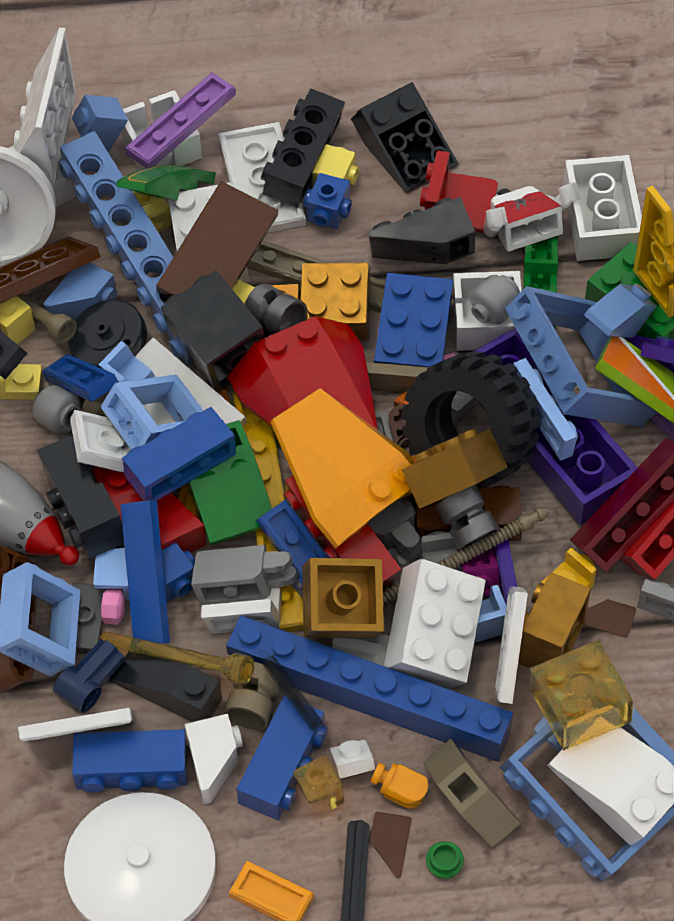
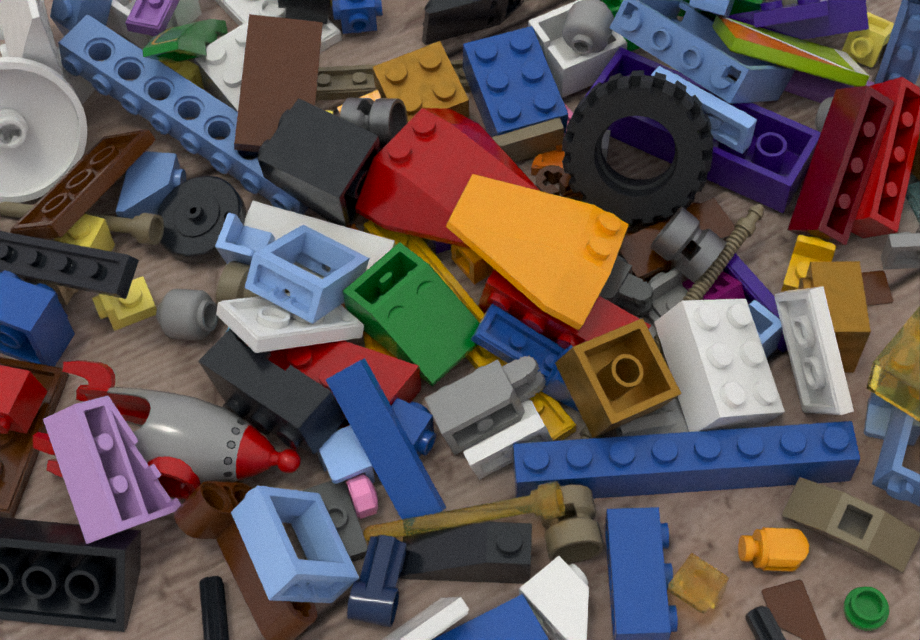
camera: 25 degrees left, 0 degrees up
(80, 377) = (198, 270): blue tile -> none
(179, 455) = (362, 301): blue brick -> none
(290, 693) = (624, 500): black piece -> none
(352, 758) = (711, 543): white plate -> none
(453, 466) = (659, 196): pearl gold brick -> none

